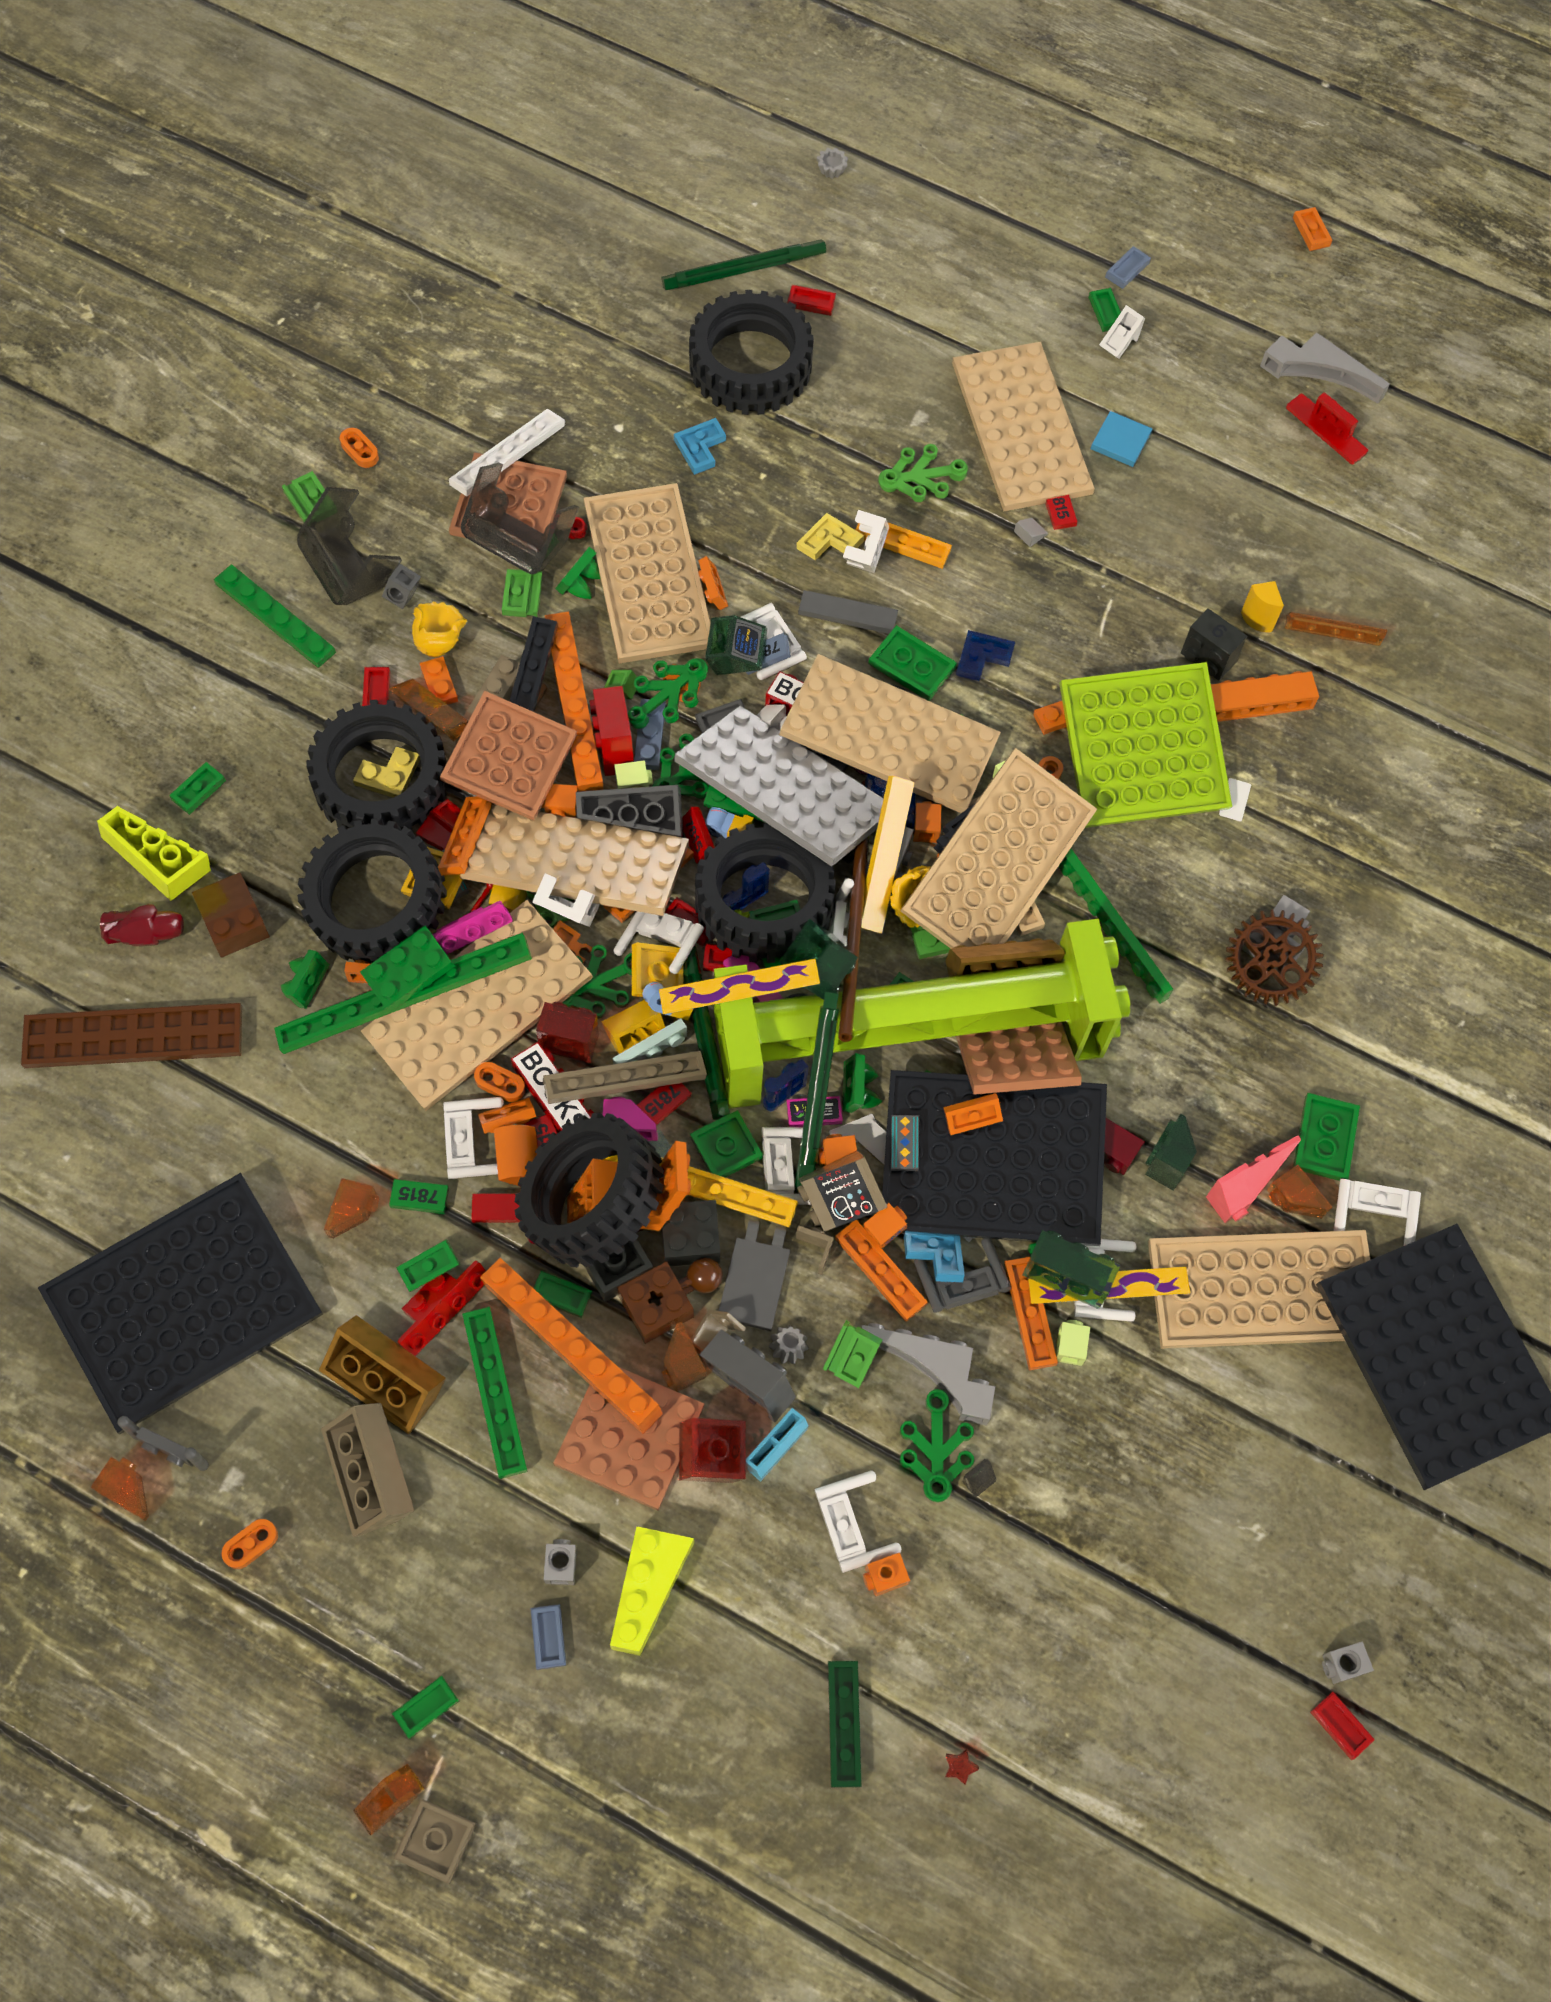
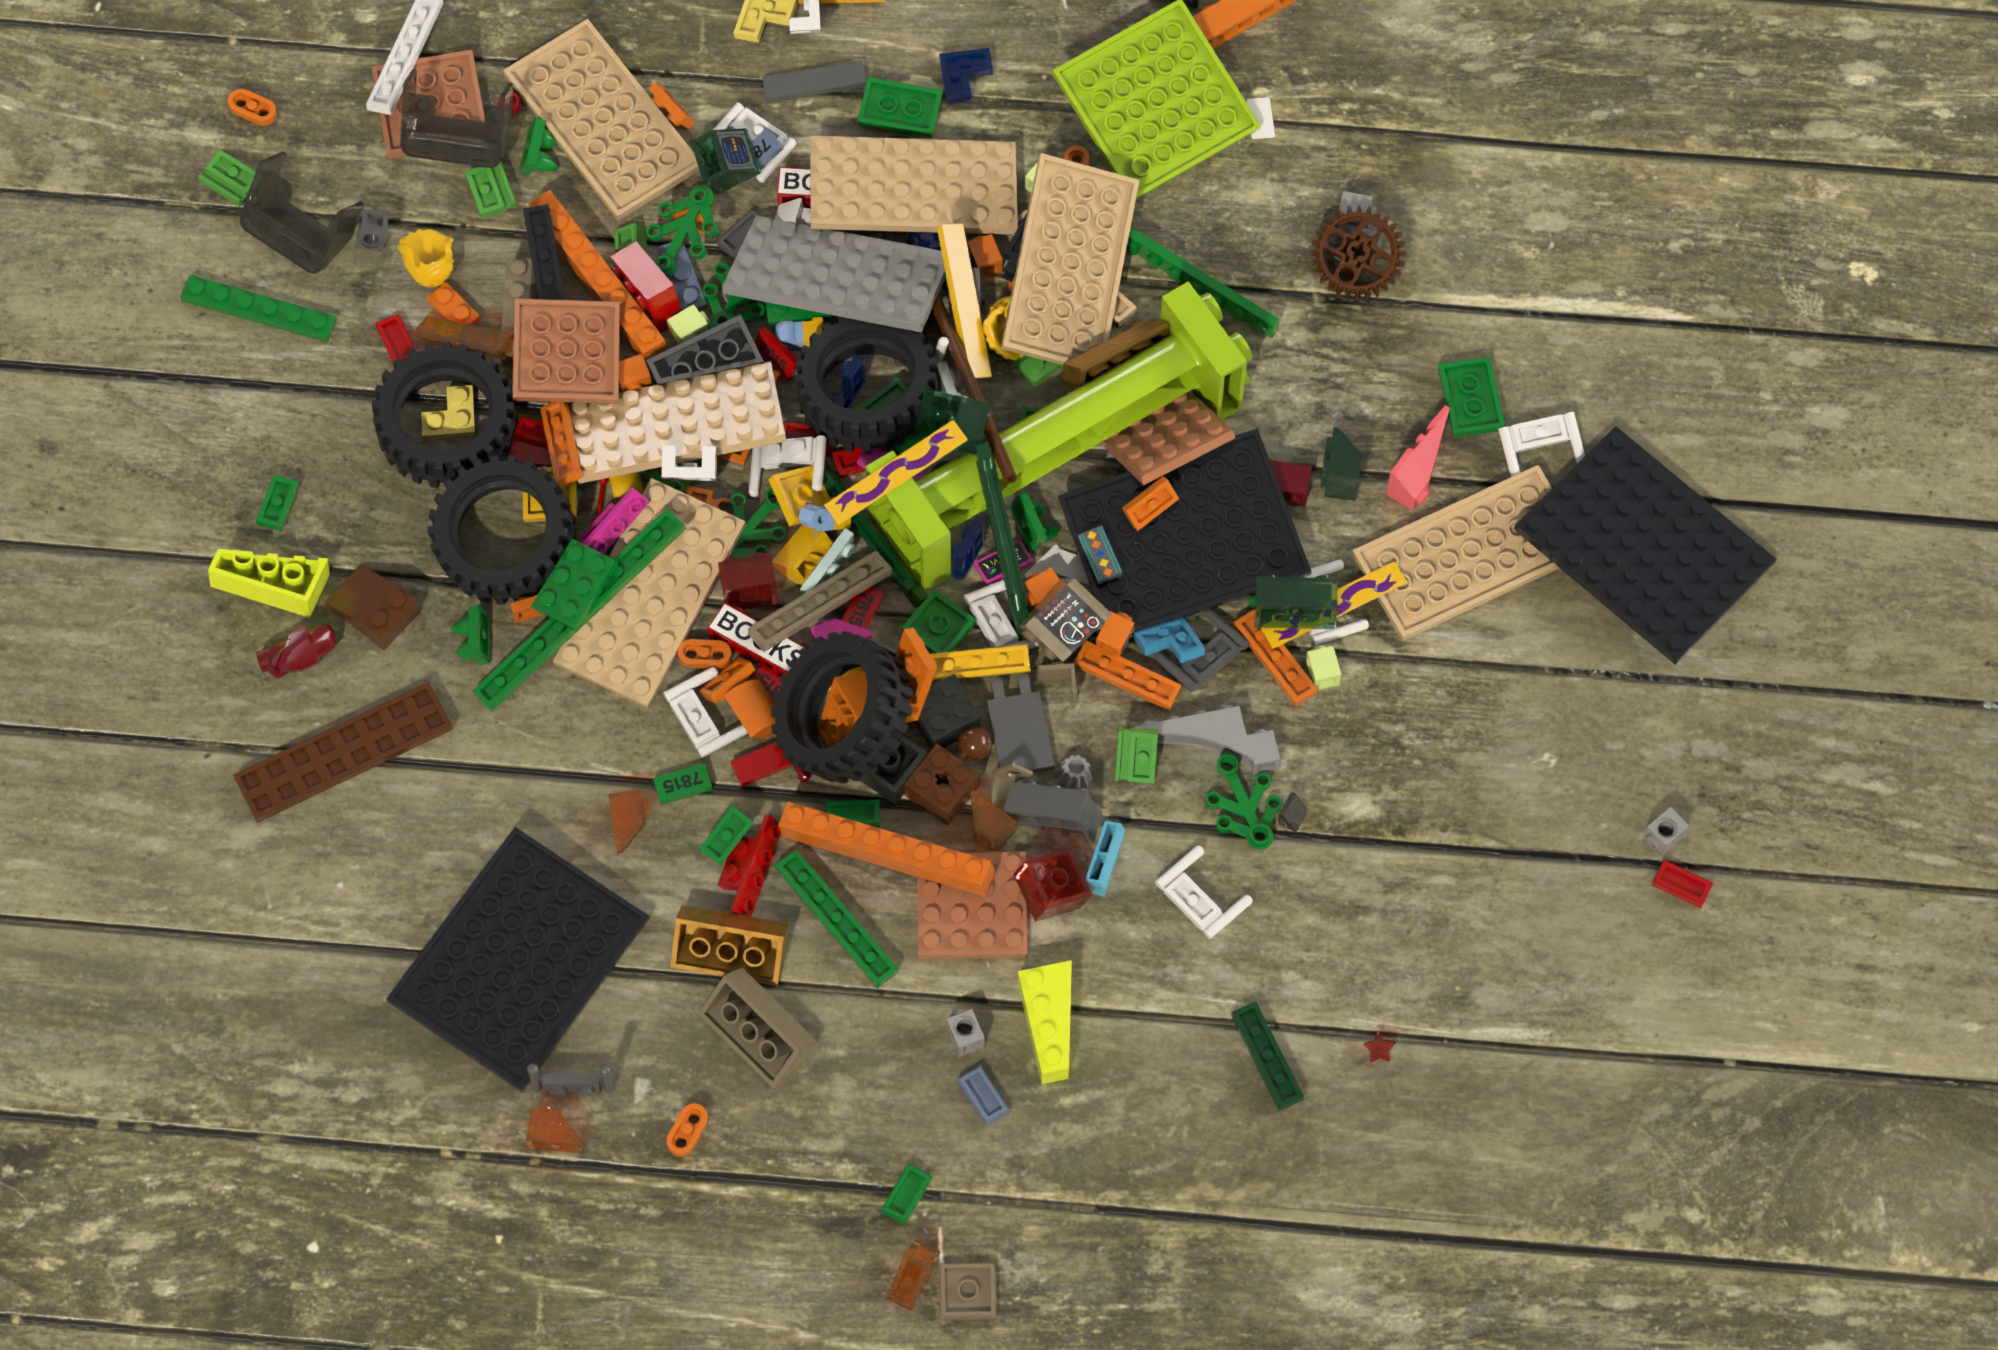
camera: 20 degrees left, 0 degrees up
(886, 1574) = (1248, 924): orange brick -> none
(1050, 717) = (1055, 108): orange plate -> none
(1298, 1194) = (1467, 458): clear orange slope -> none

